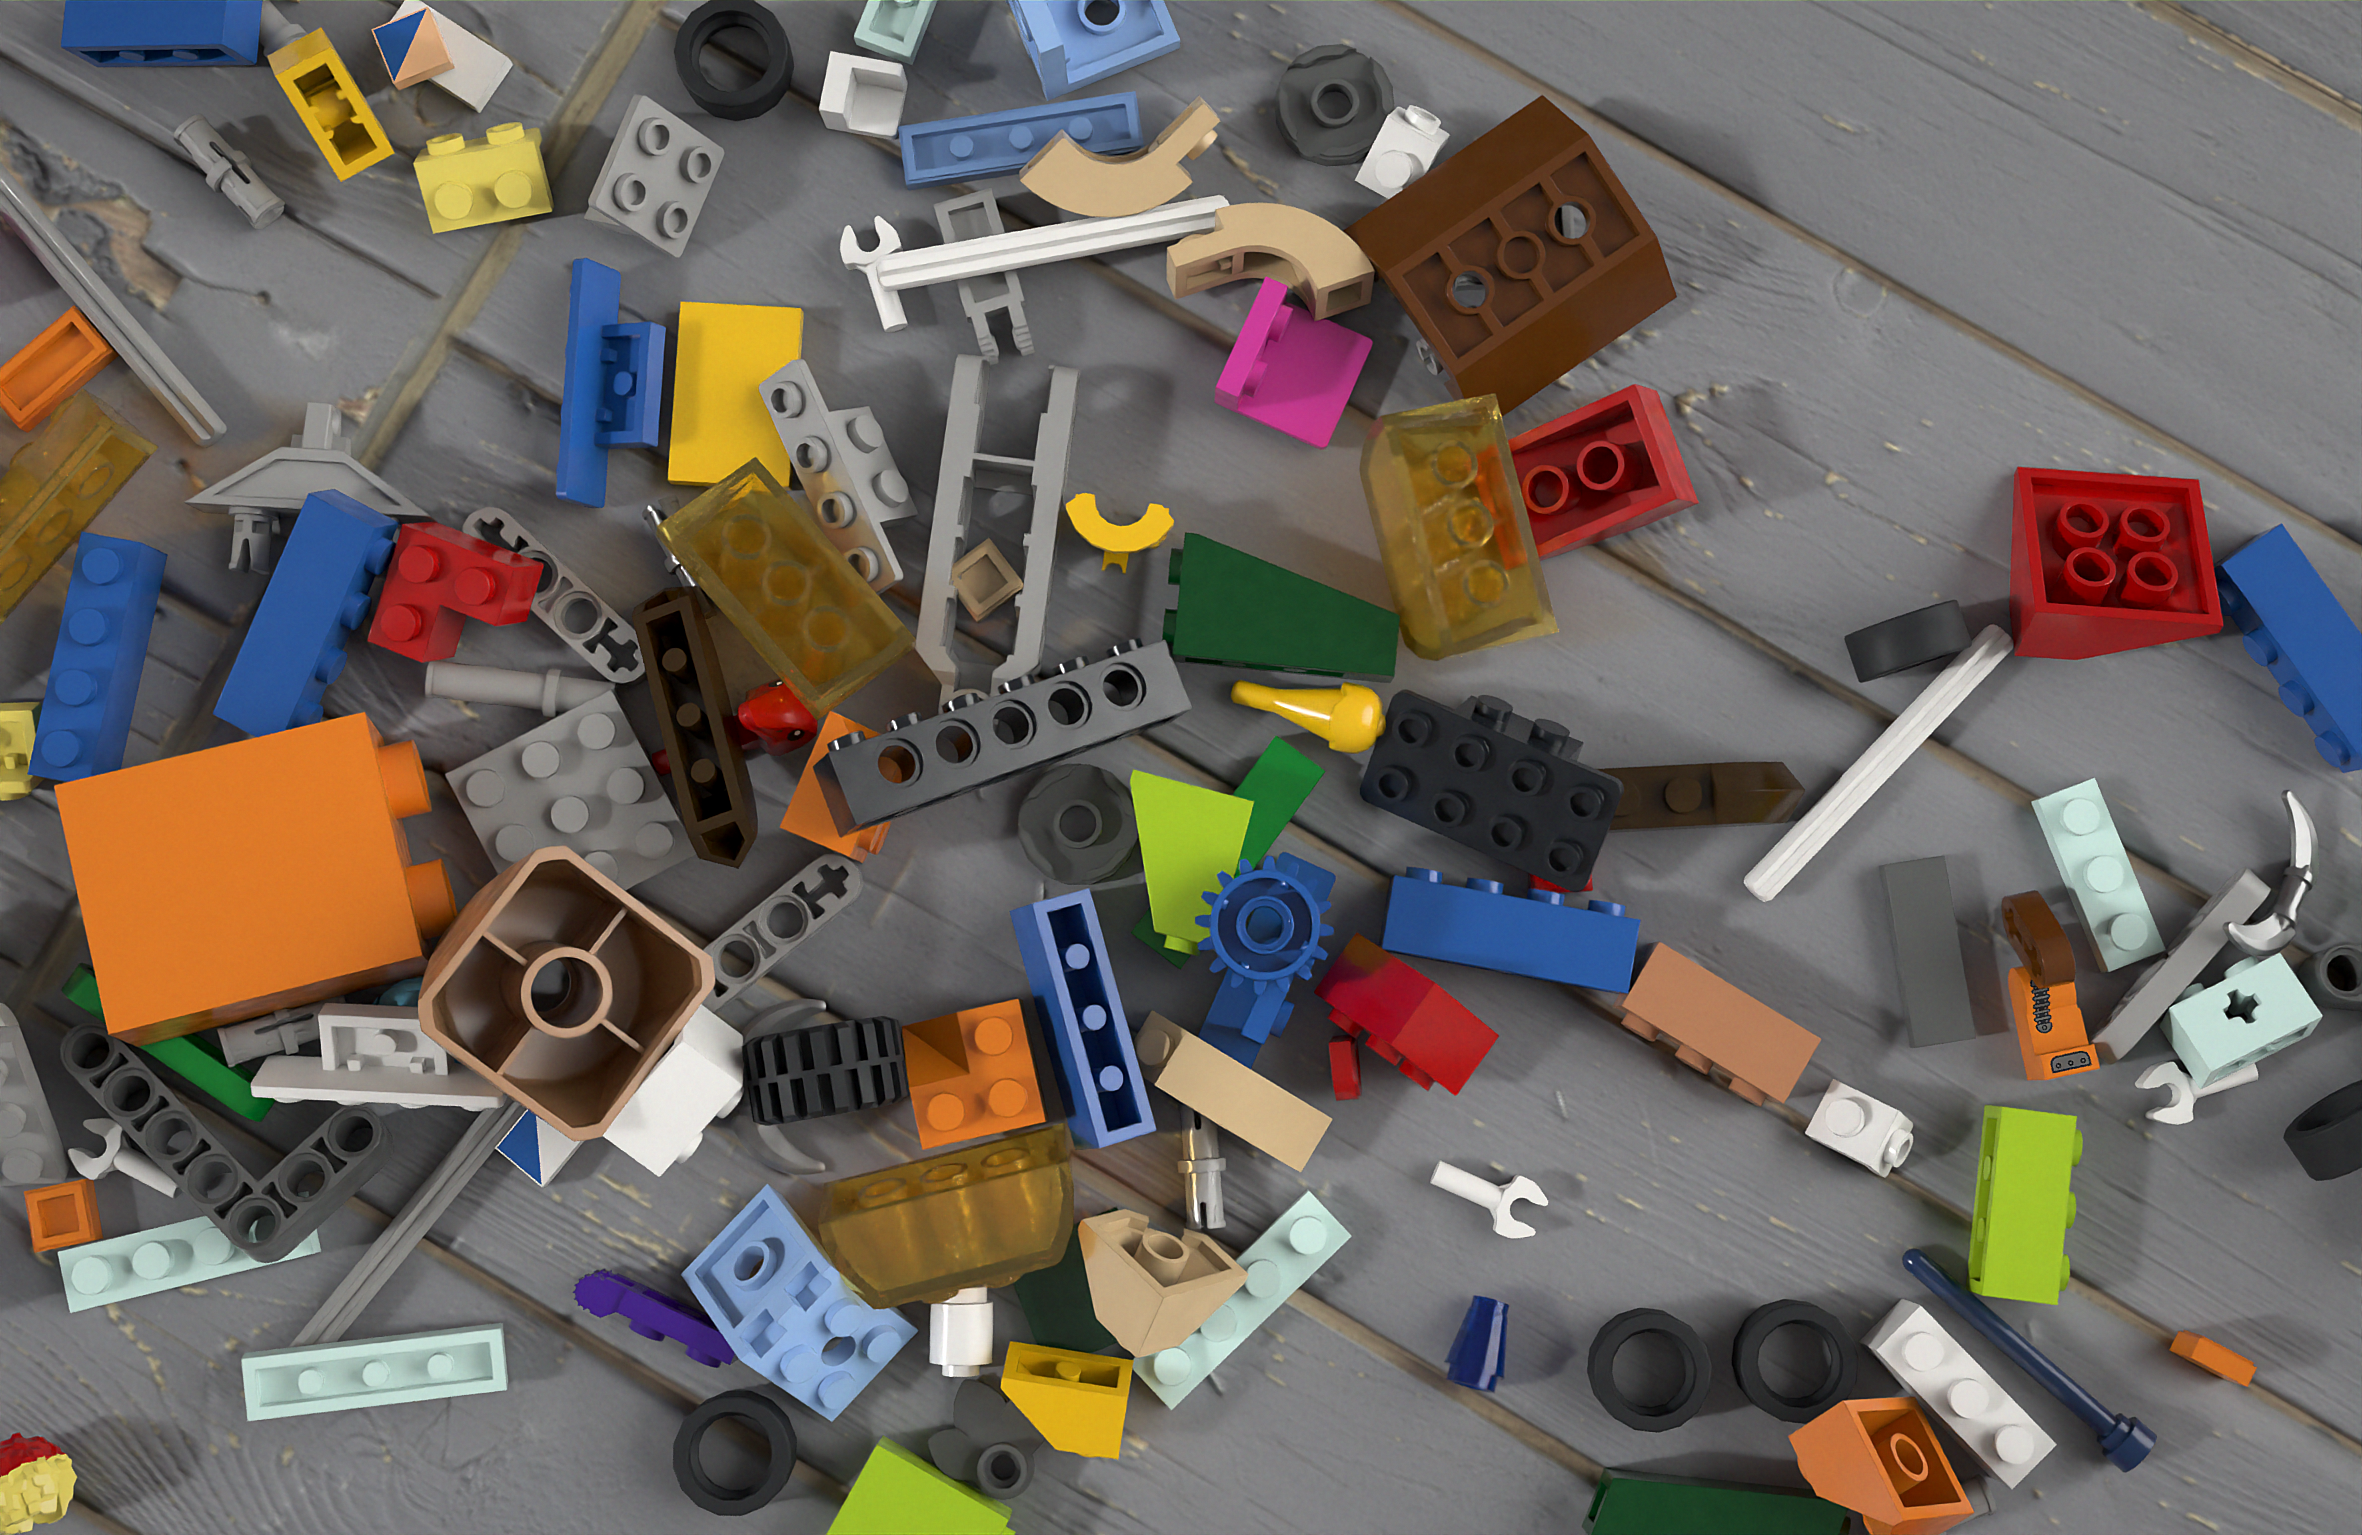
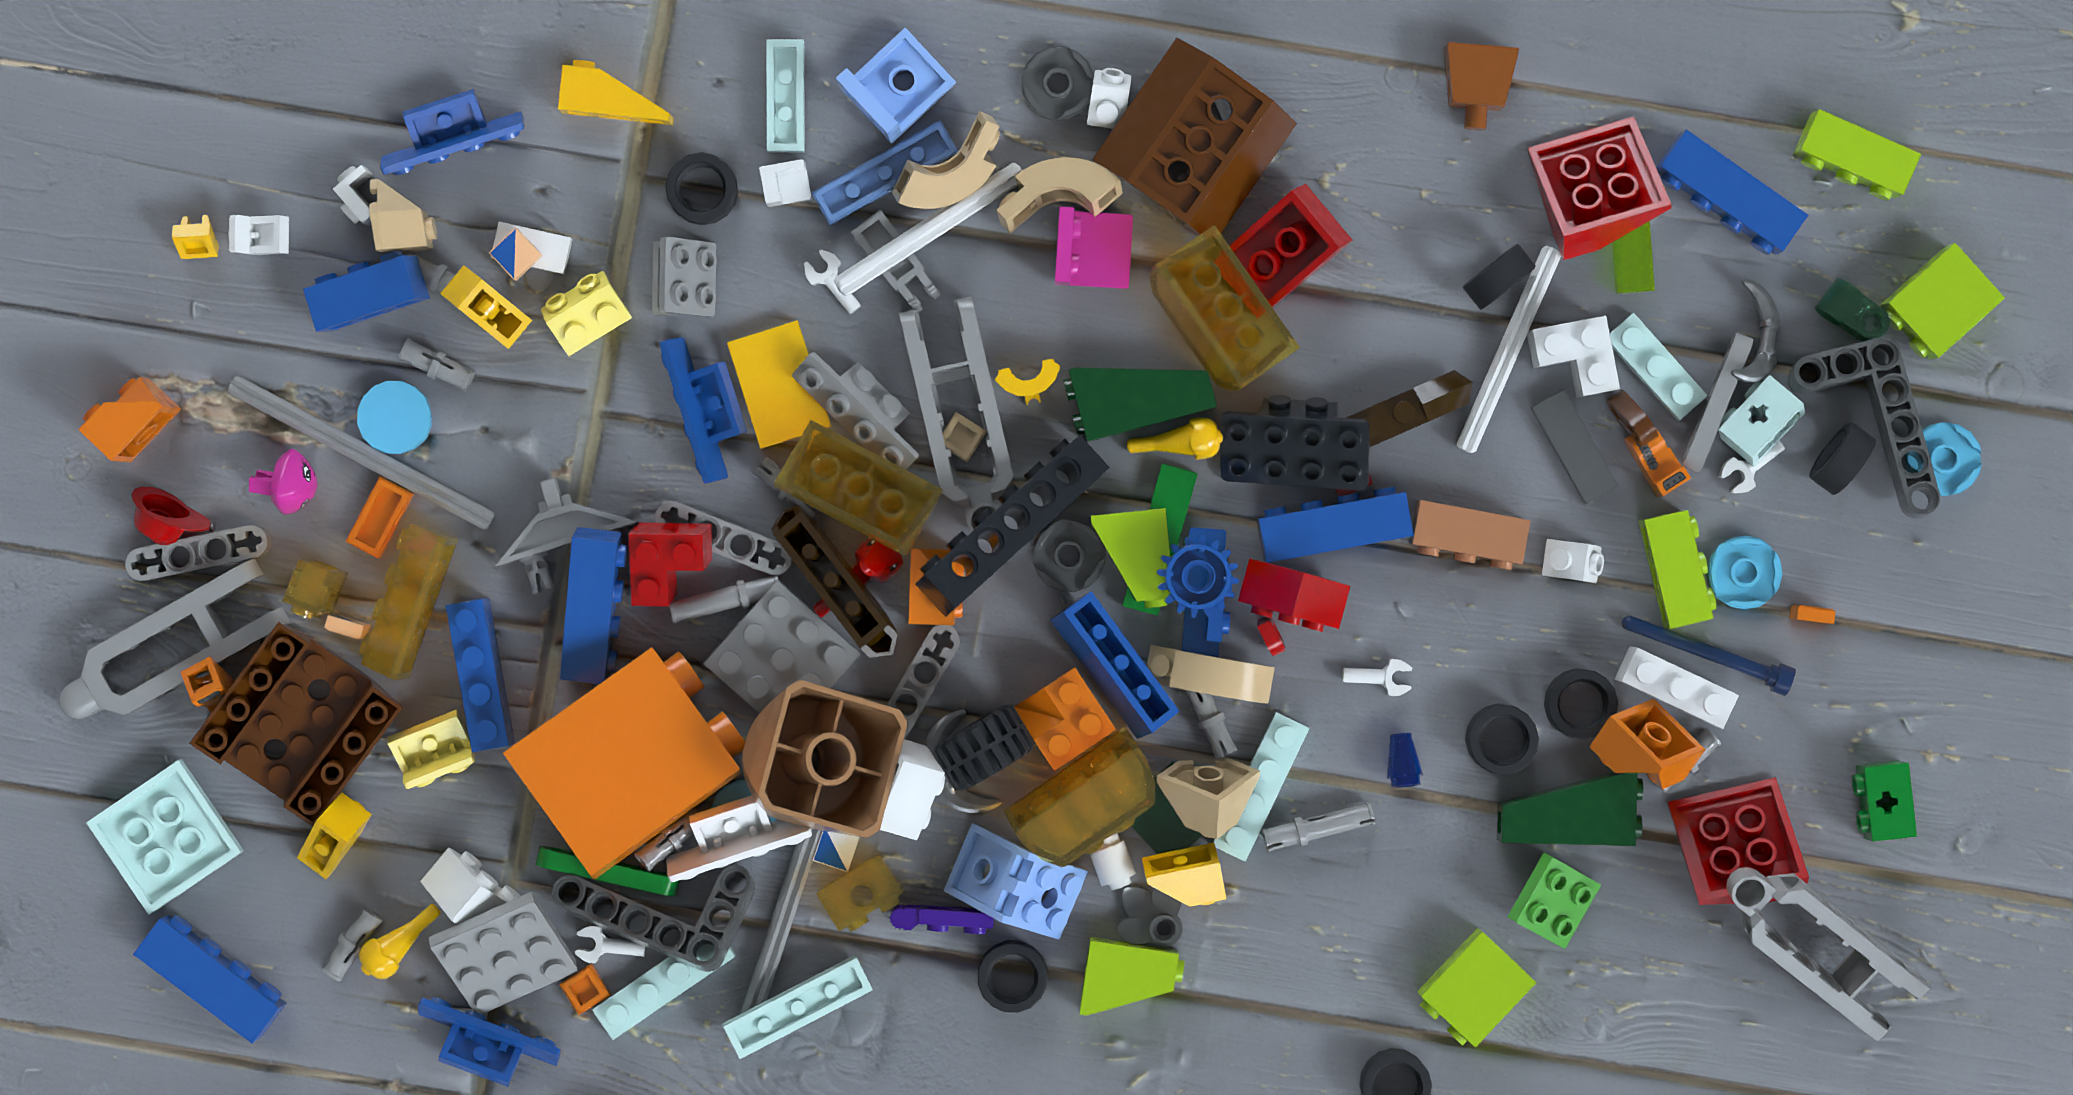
camera: 15 degrees left, 5 degrees up
(134, 227) = (394, 417): none -> medium azure tile
(510, 1228) = (838, 897): none -> clear yellow brick
(1307, 1398) = (1319, 826): none -> light grey pin
(1981, 331) = (1478, 79): none -> dark orange torso
(2002, 805) = (1587, 349): none -> white brick
(2122, 699) = (1634, 261): none -> clear neon green tile
(2126, 1250) = (1744, 572): none -> medium azure tile

